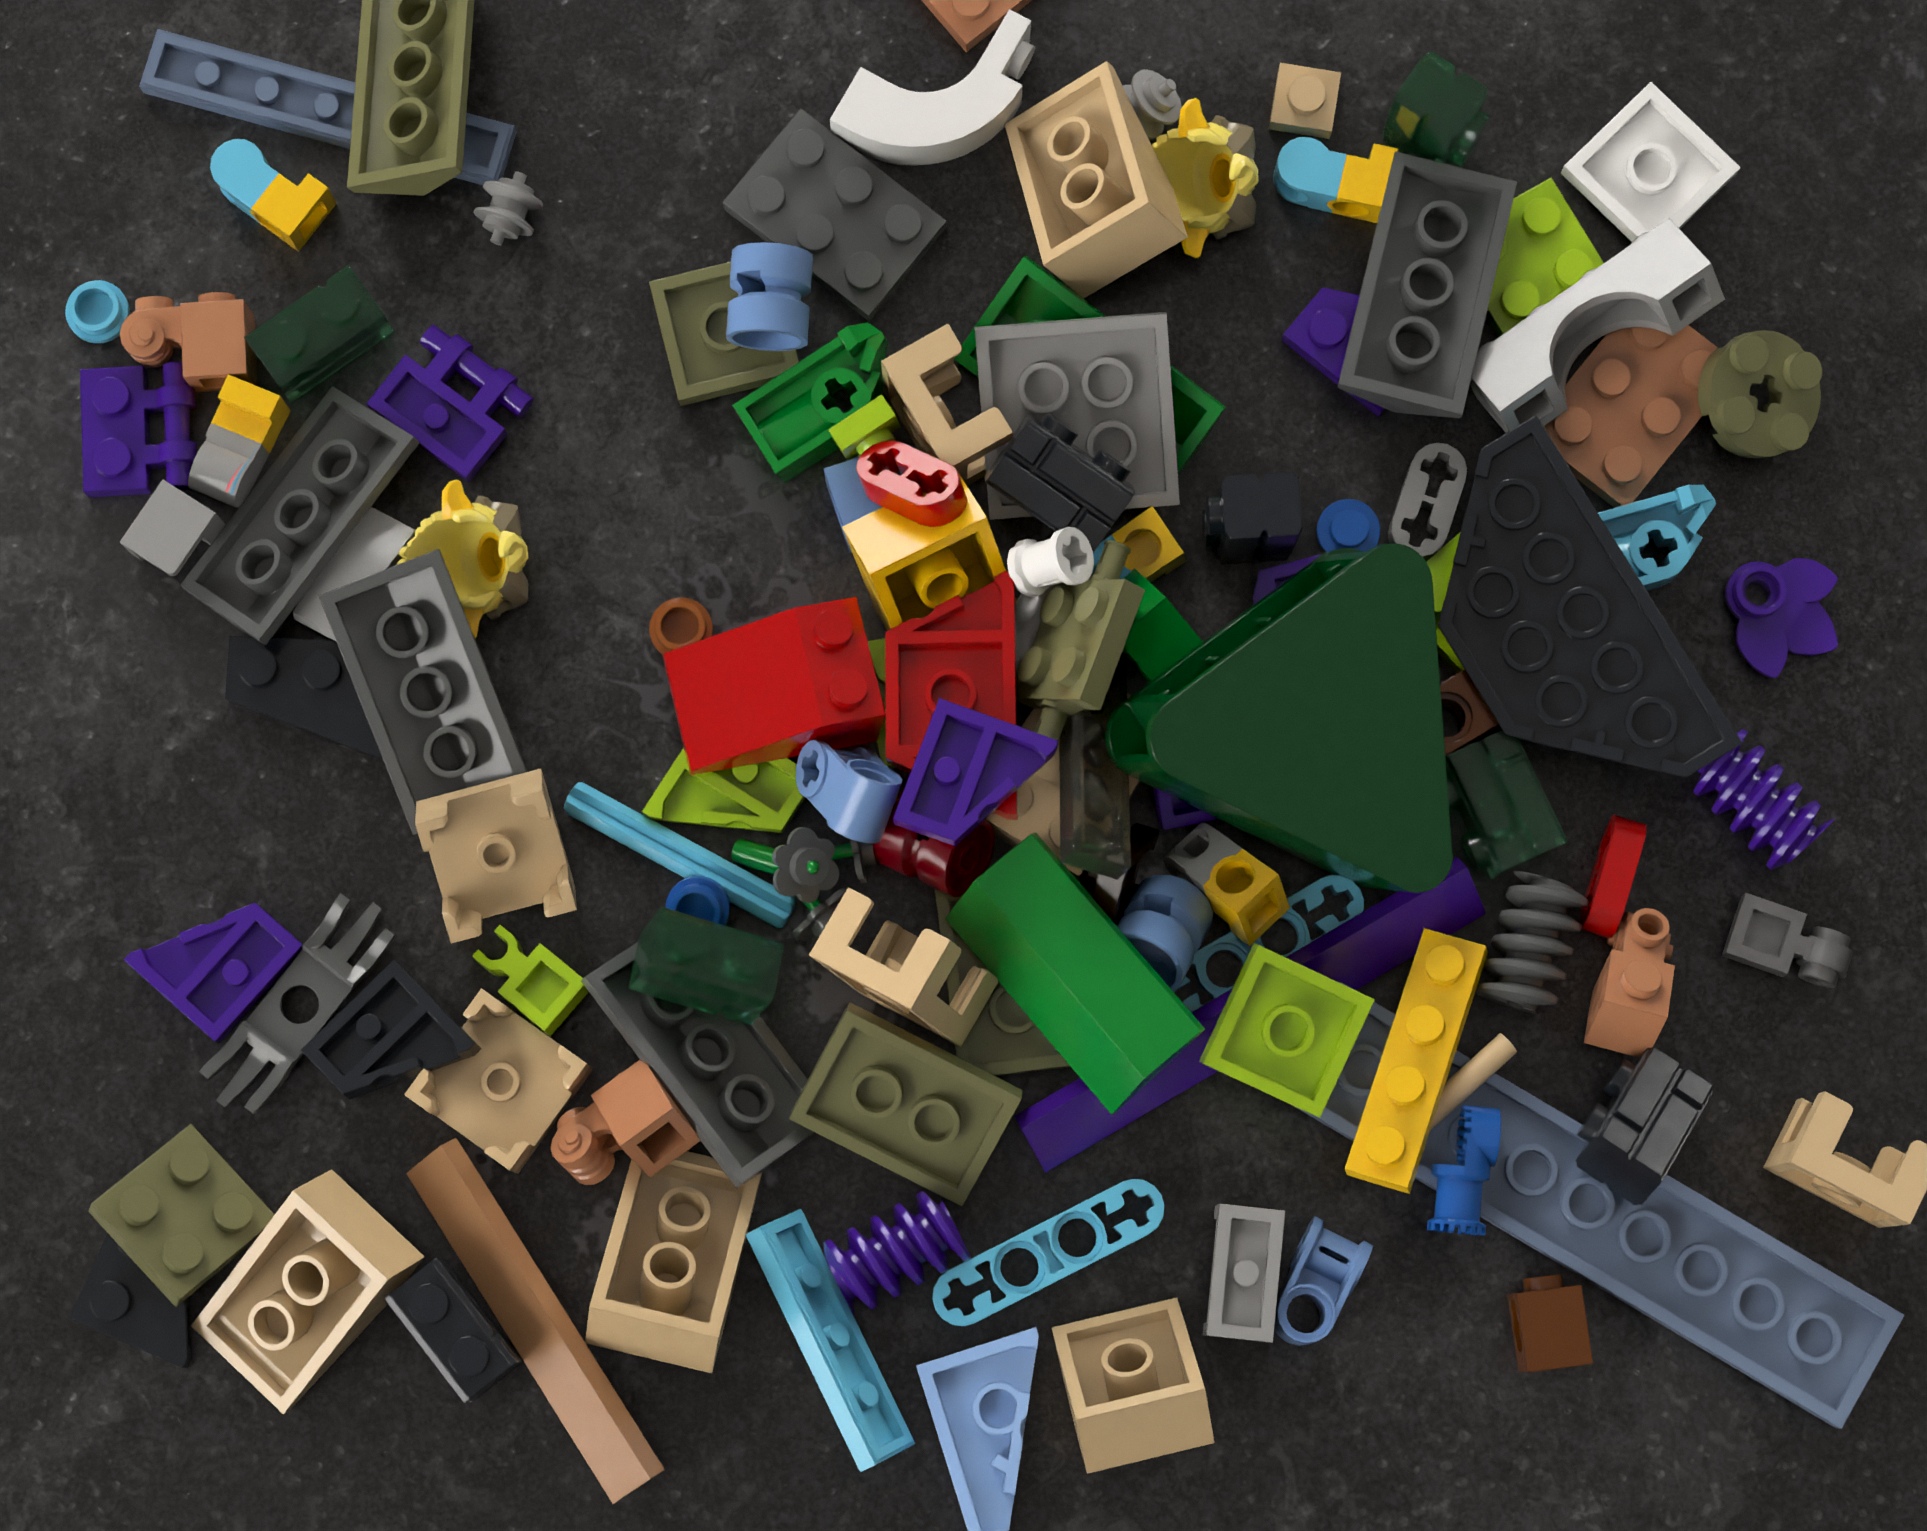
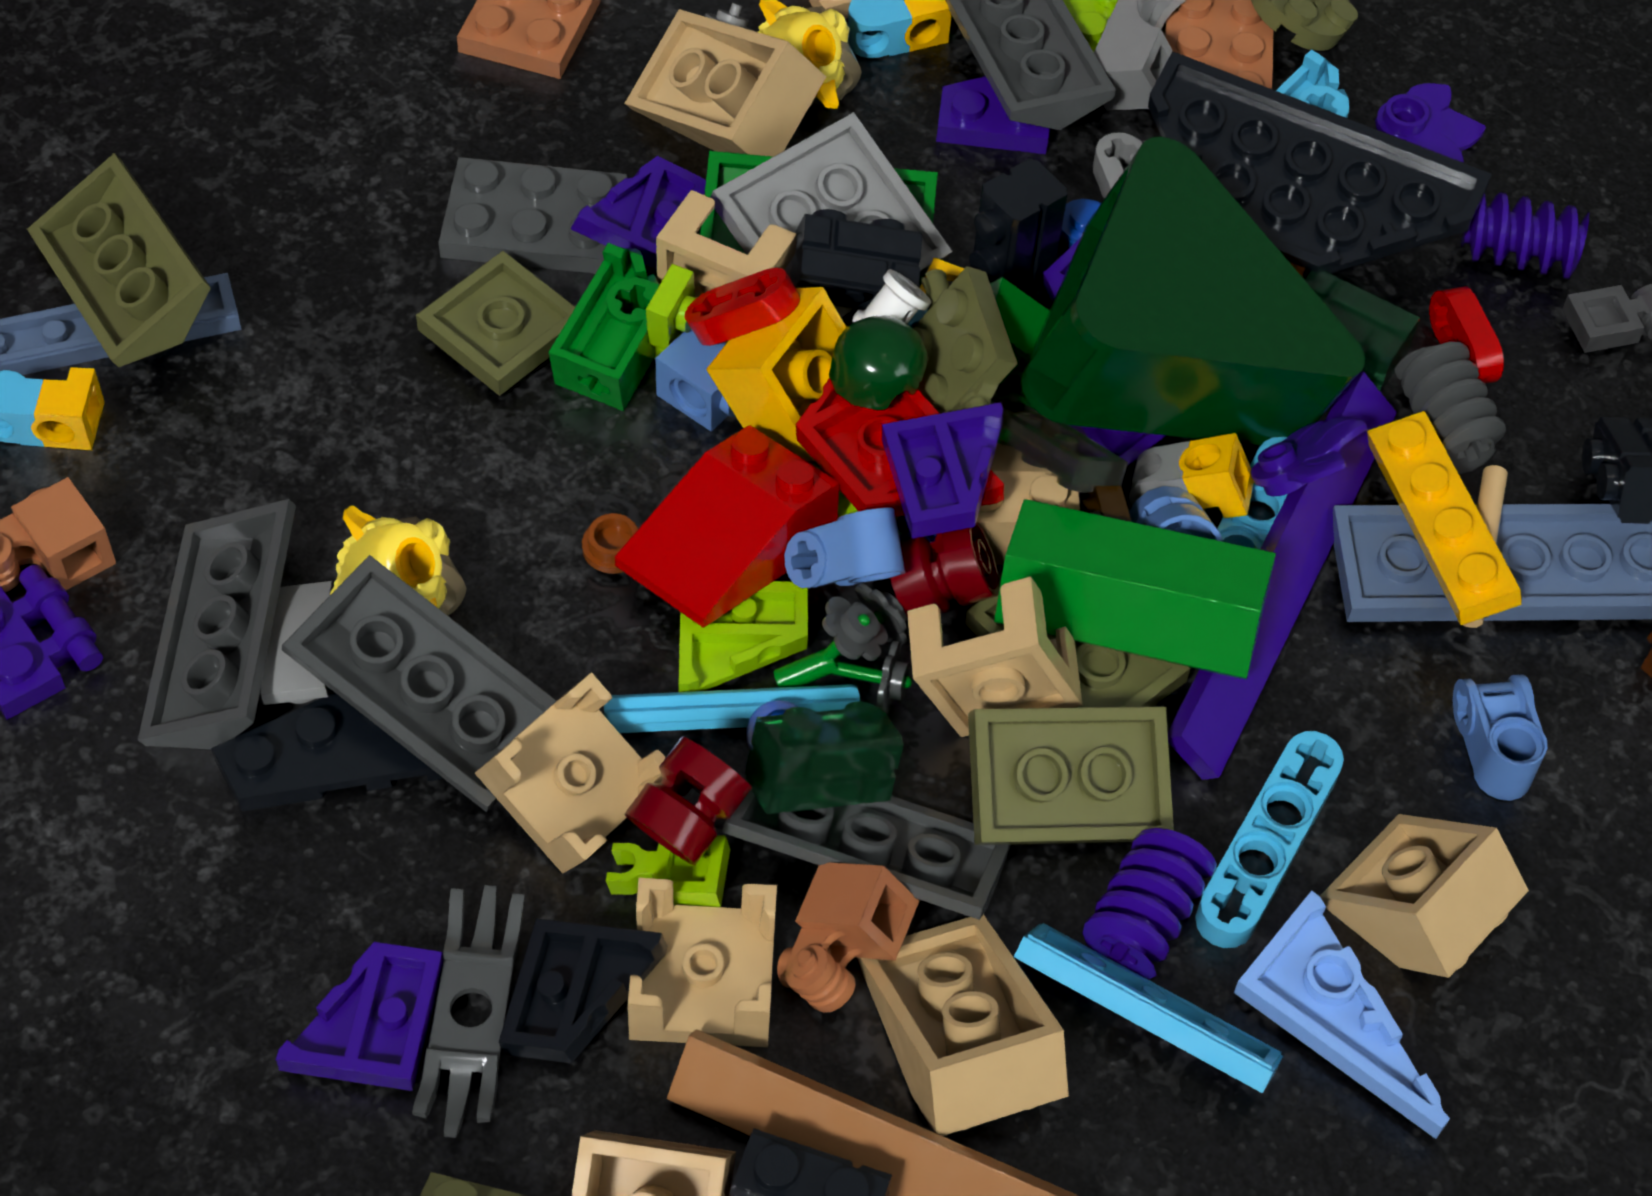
camera: 35 degrees left, 25 degrees down
(170, 529) = (104, 684): light grey panel -> none
(237, 441) = (125, 592): leg -> none
(319, 334) = (152, 480): clear green brick -> none
(437, 416) = (317, 491): dark purple plate -> none
(508, 208) = (261, 324): light grey wheel -> none
(565, 945) = (672, 819): none -> dark red wheel
(769, 291) = (528, 260): medium blue wheel -> none
(931, 282) = (639, 208): none -> dark purple wing
(941, 124) = (571, 118): white arch -> none
(993, 619) = (877, 361): none -> dark green hair
(1245, 1273) = (1446, 745): light grey panel -> none
(1286, 1030) = (1330, 543): lime plate -> none
(1337, 925) = (1305, 455): none -> dark purple plate
(1462, 1184) = (1541, 555): blue connector -> none
(1634, 986) = (1552, 392): nougat brick -> none

